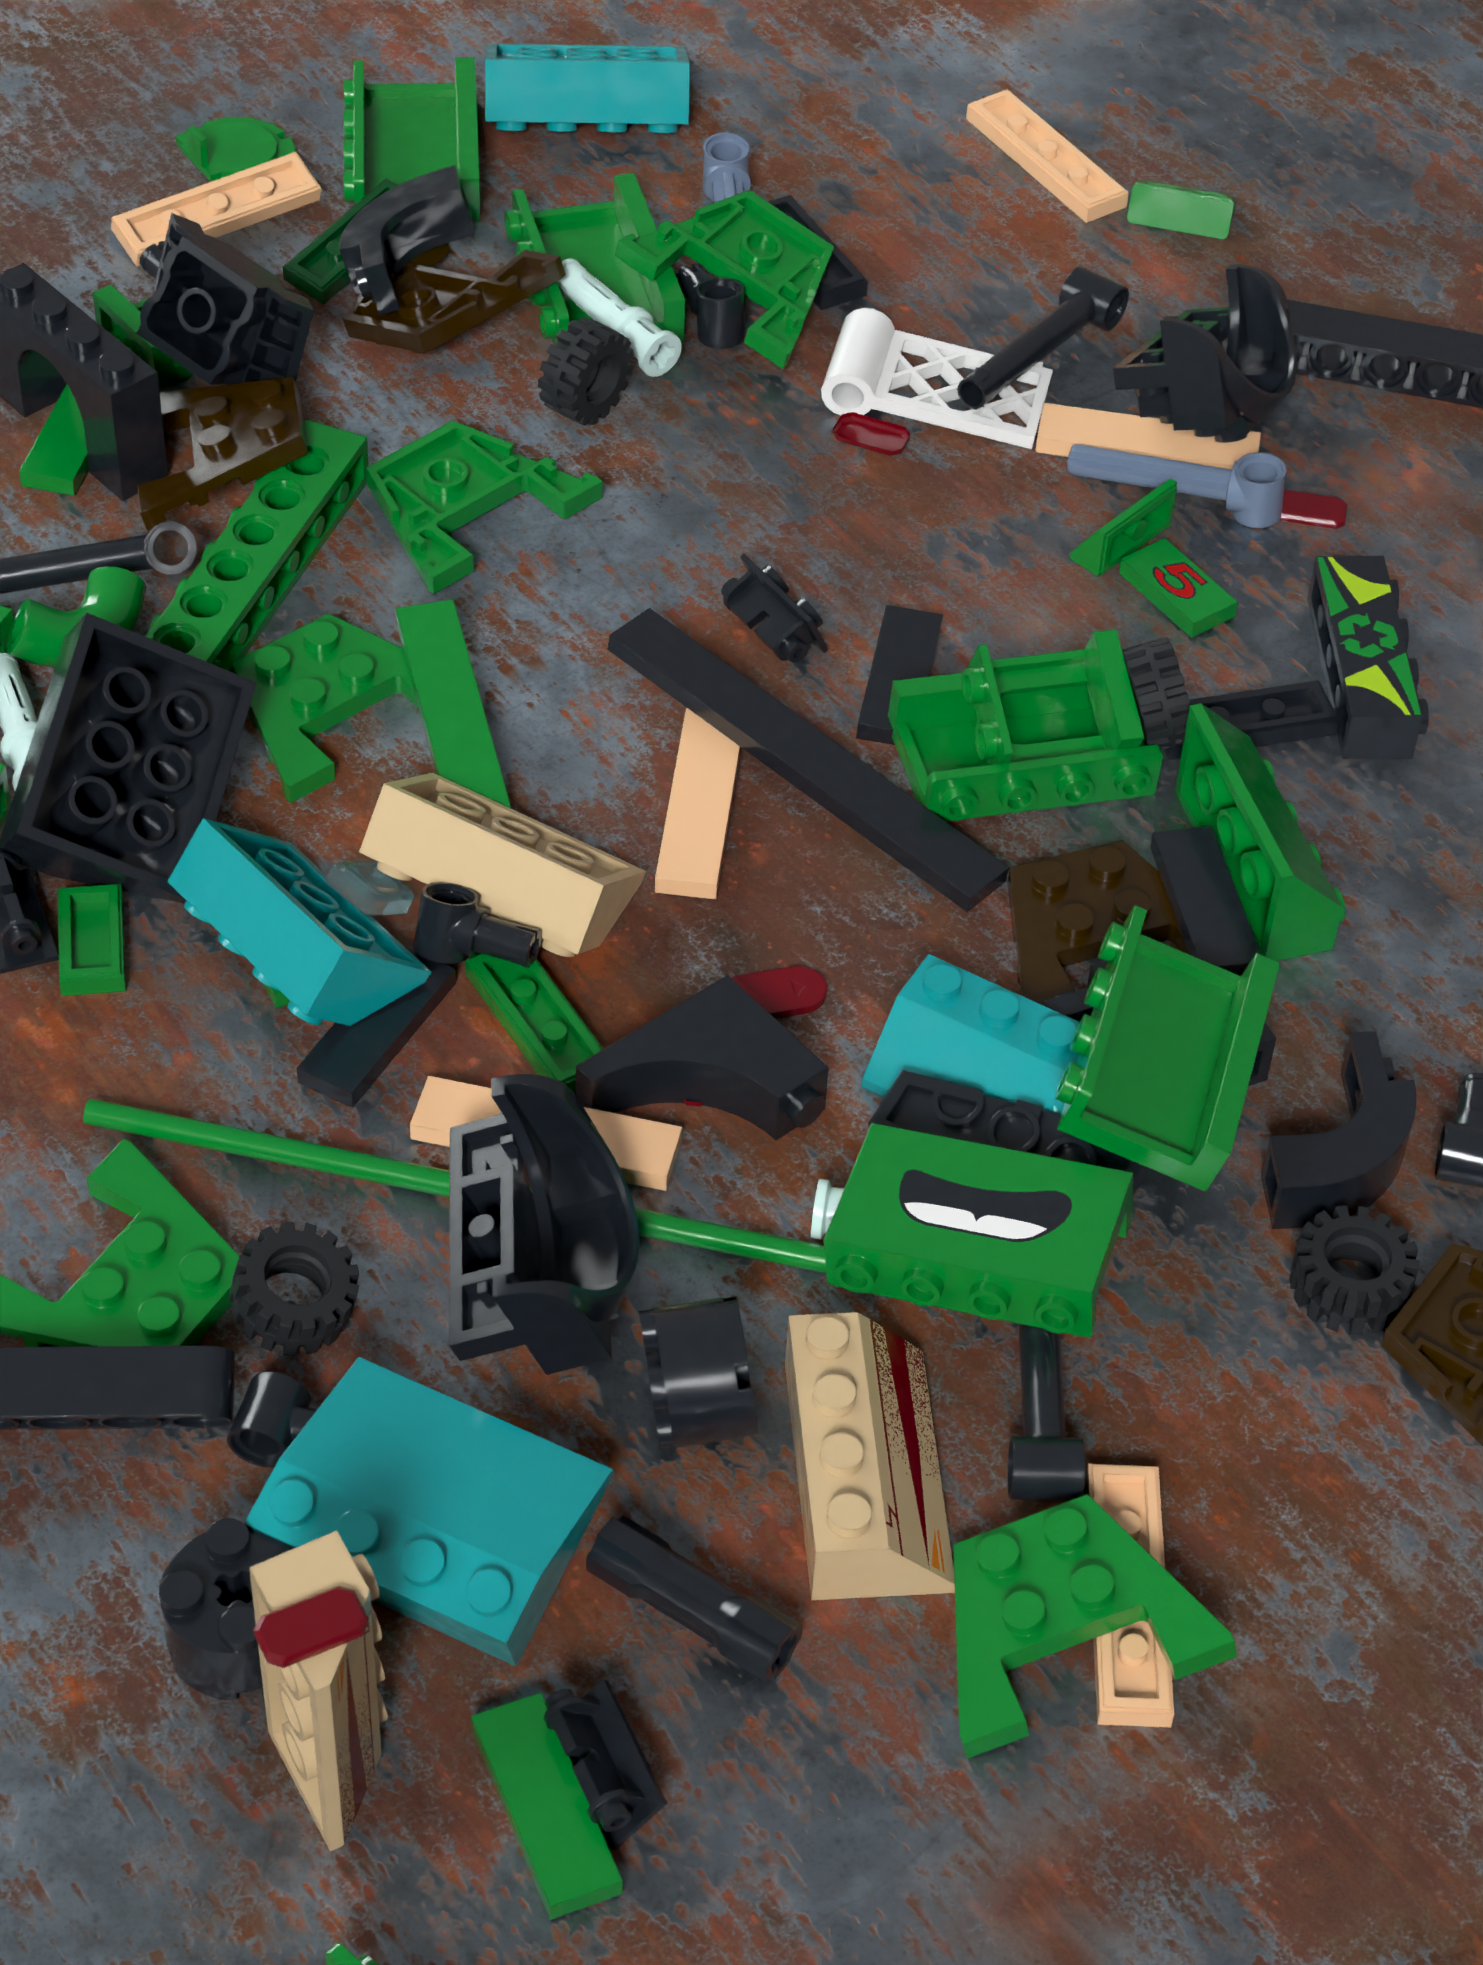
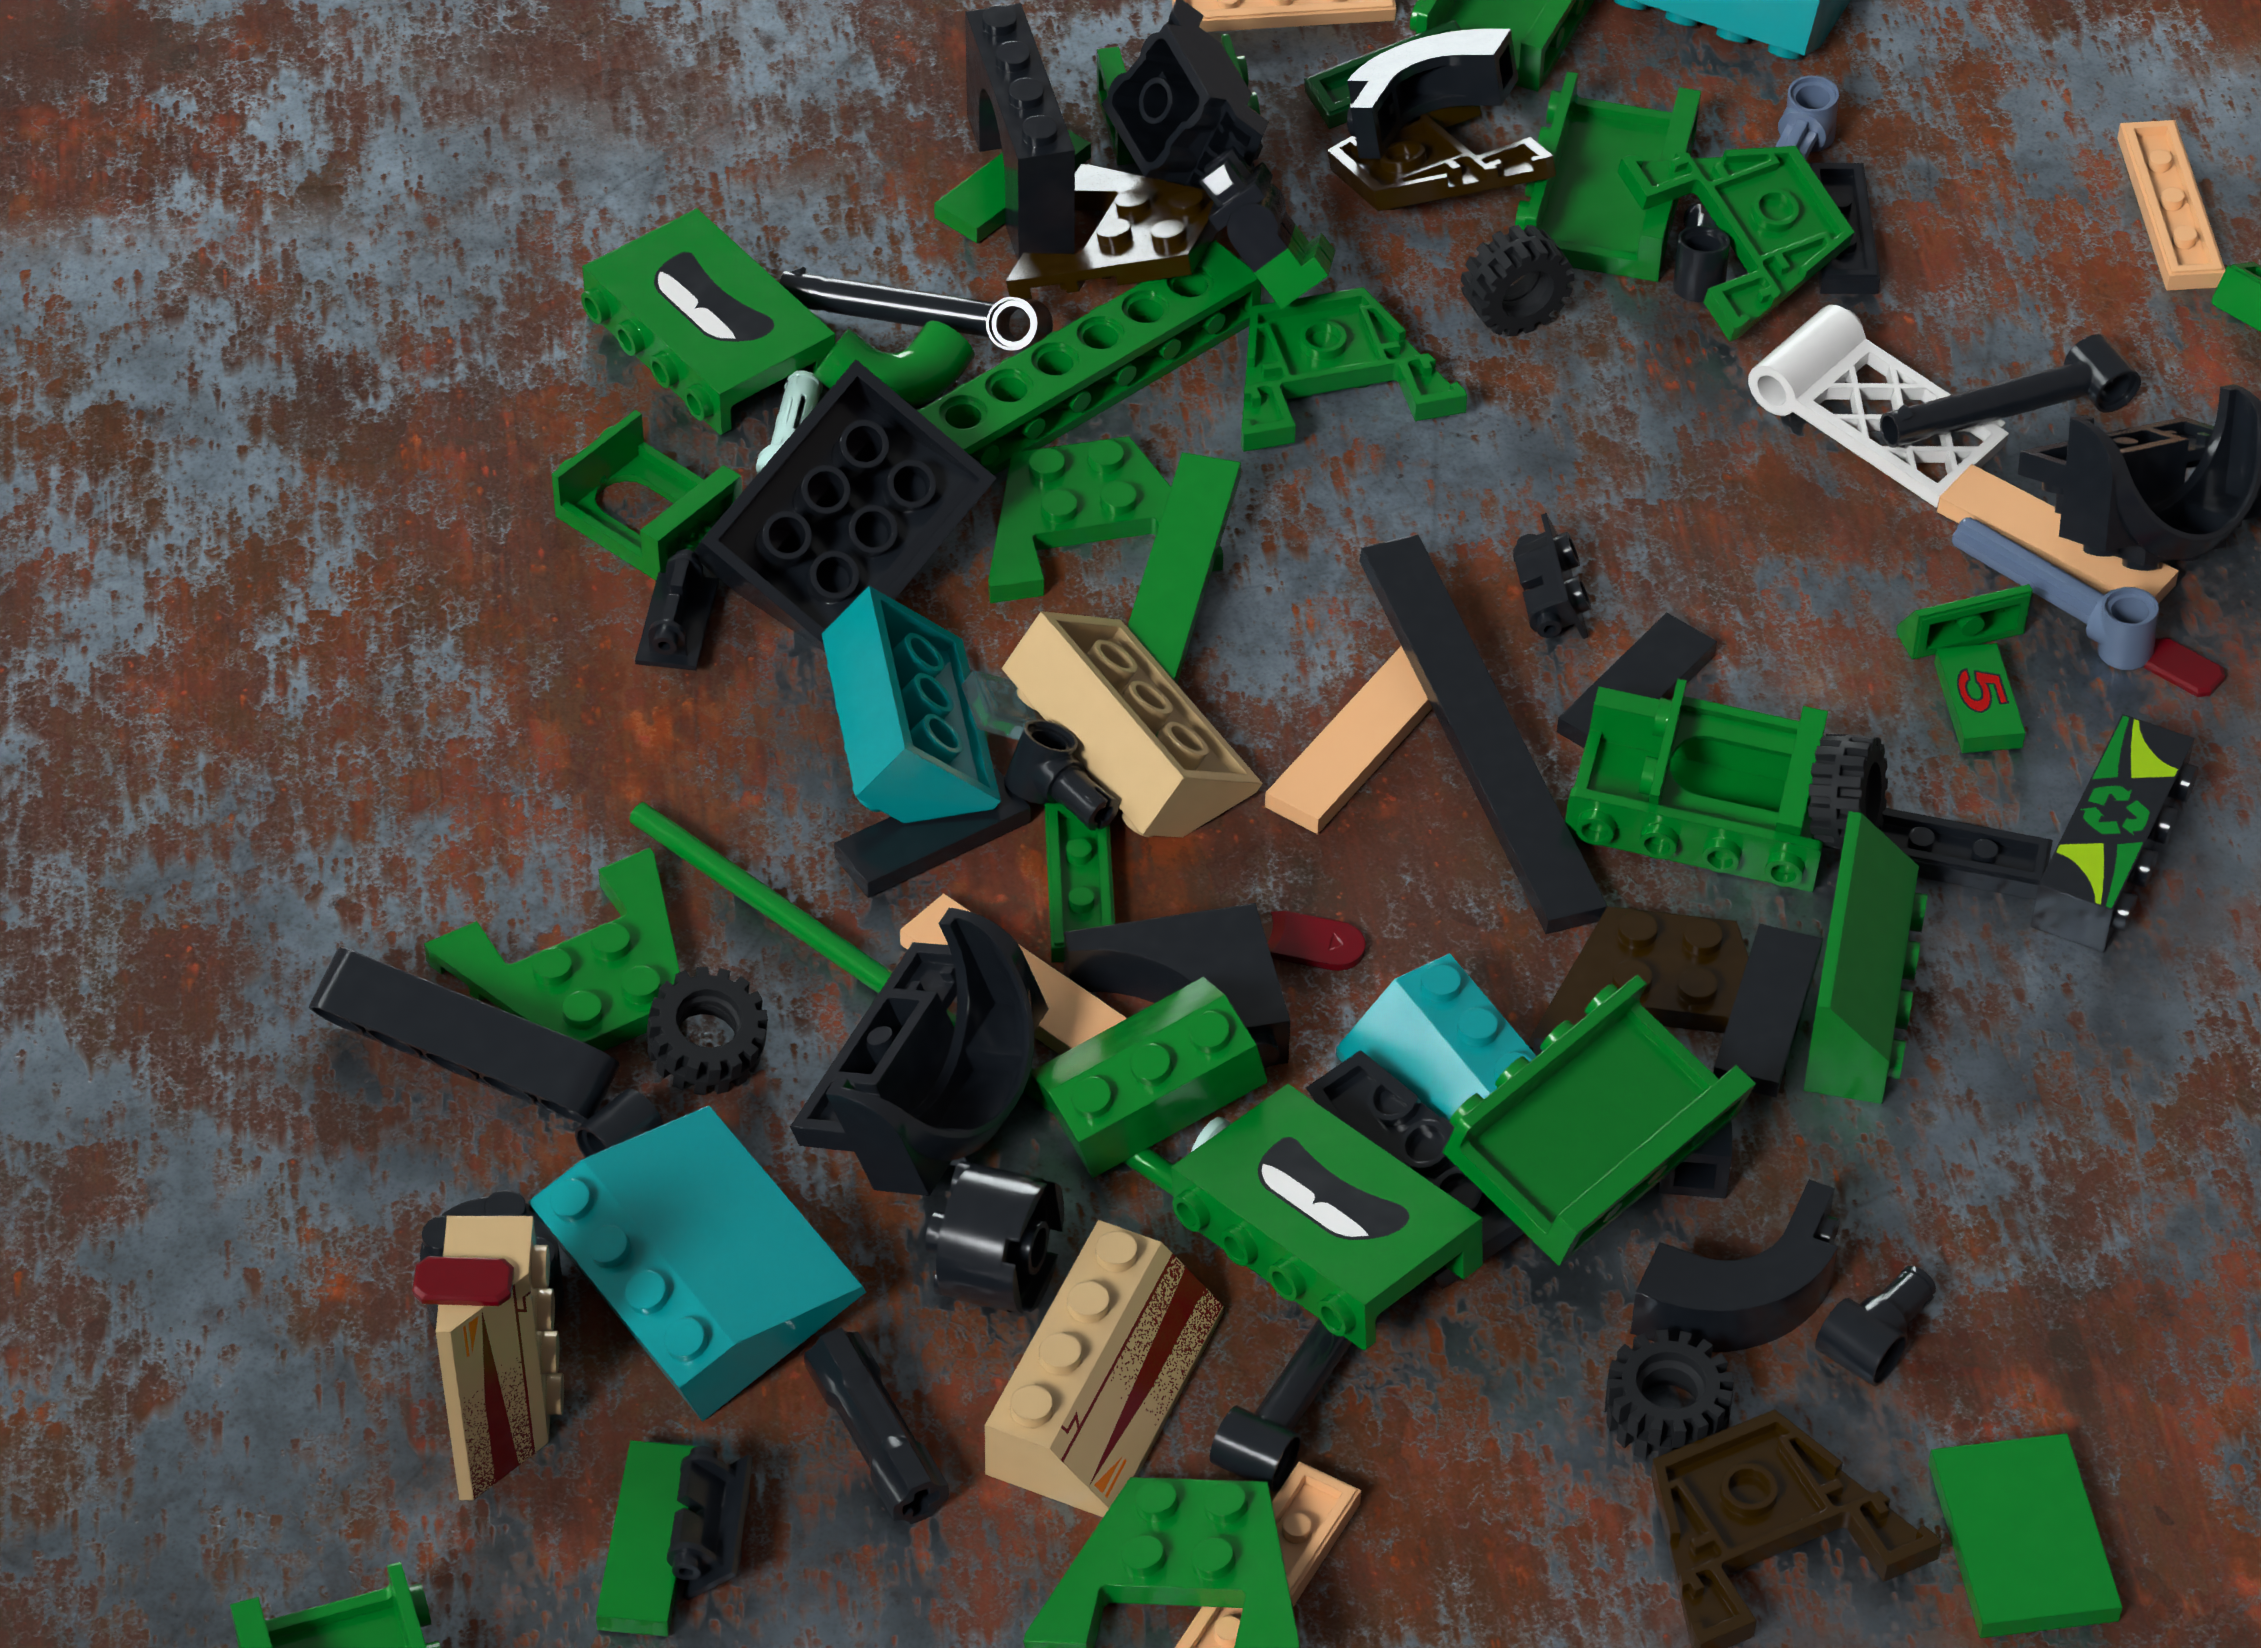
camera: 30 degrees right, 0 degrees up
(91, 940) = (735, 663): green tile -> none
(335, 379) = (1263, 229): none -> black hips
(652, 347) = (1595, 249): light aqua pin -> none
(739, 1161) = (1151, 1075): none -> green slope
(871, 433) = (1780, 437): dark red piece -> none

